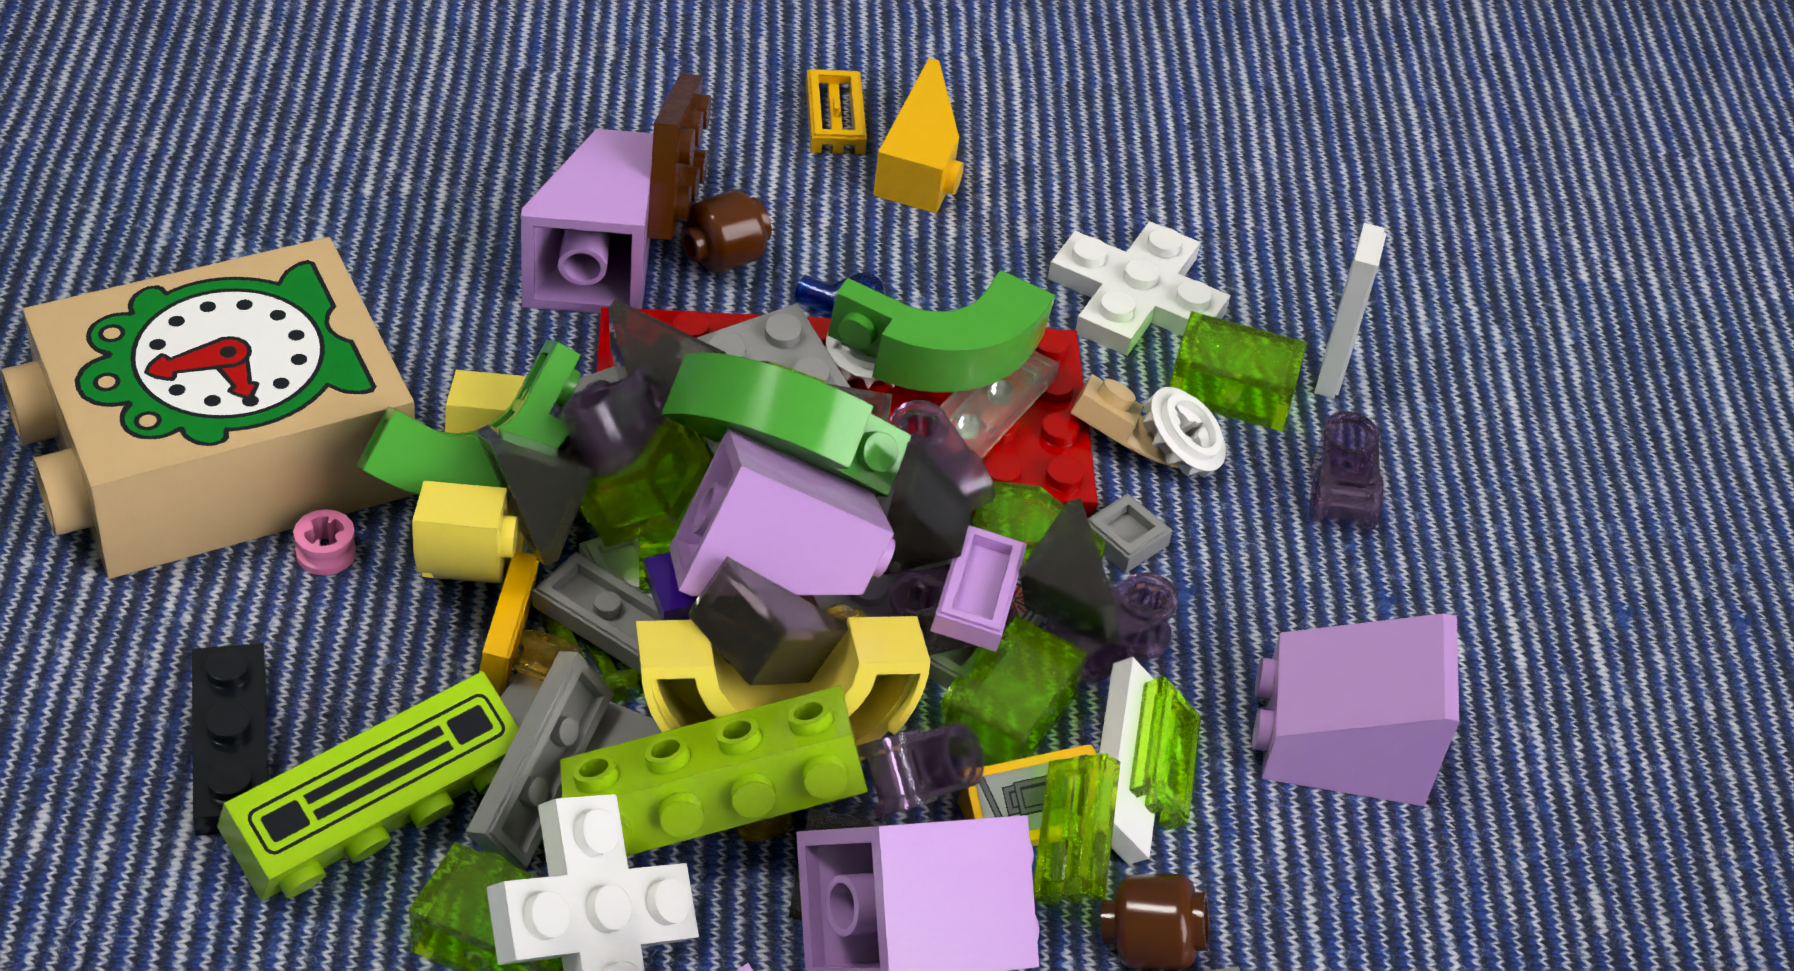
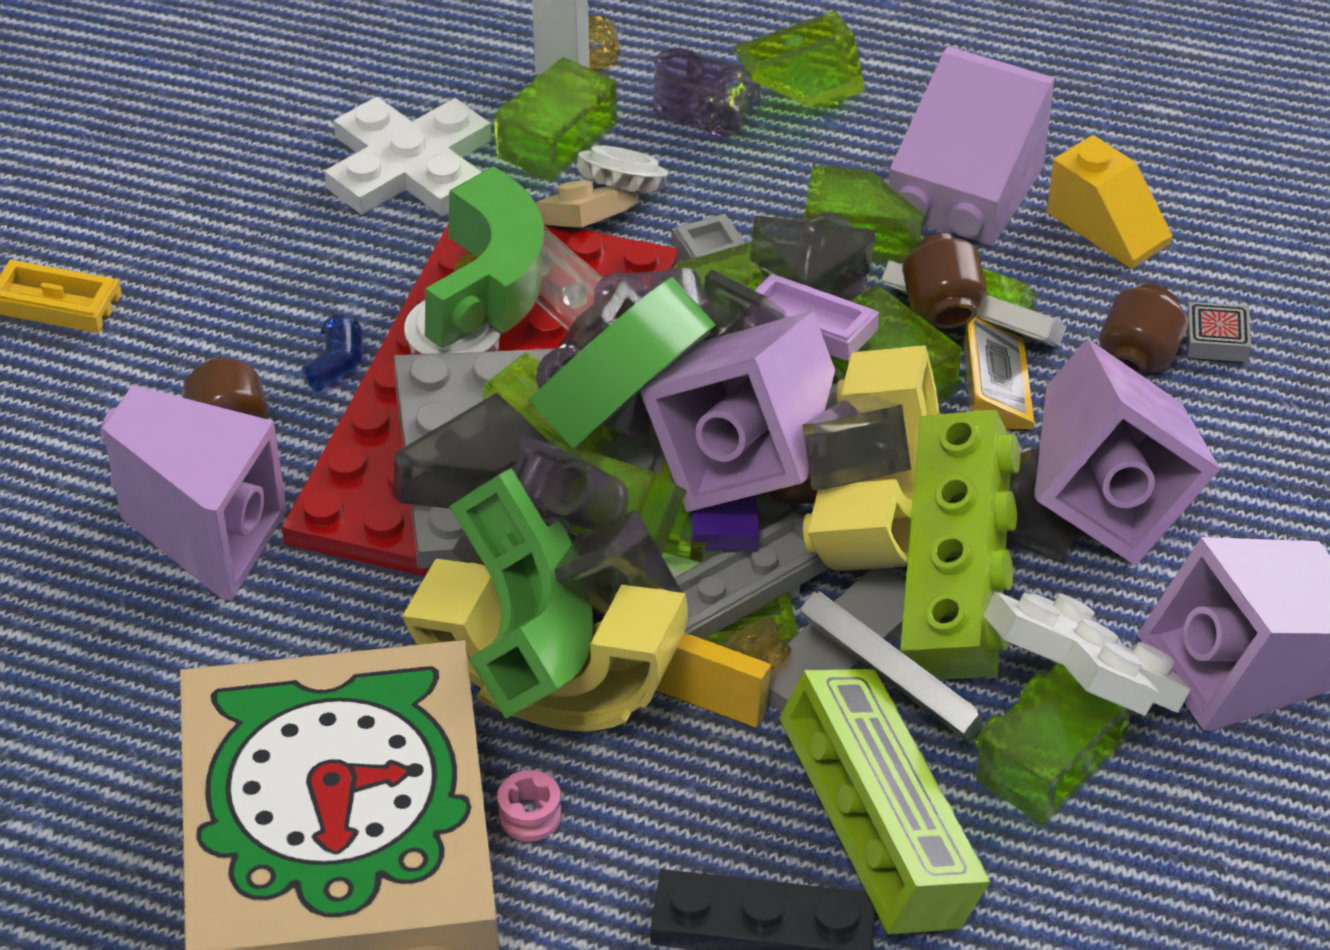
camera: 65 degrees left, 0 degrees up
(676, 160) = (100, 369): reddish brown plate -> none
(921, 149) = (149, 235): yellow slope -> none
(922, 765) = (975, 392): clear purple piece -> none
(1086, 829) = (1007, 318): clear neon green tile -> none
(1100, 696) = (944, 280): none -> reddish brown head
(1217, 630) = (867, 204): none -> clear neon green slope
(1362, 860) = (1107, 202): none -> yellow slope
(1374, 377) = (605, 32): none -> clear yellow bush
(1424, 537) = (806, 61): none -> clear neon green slope

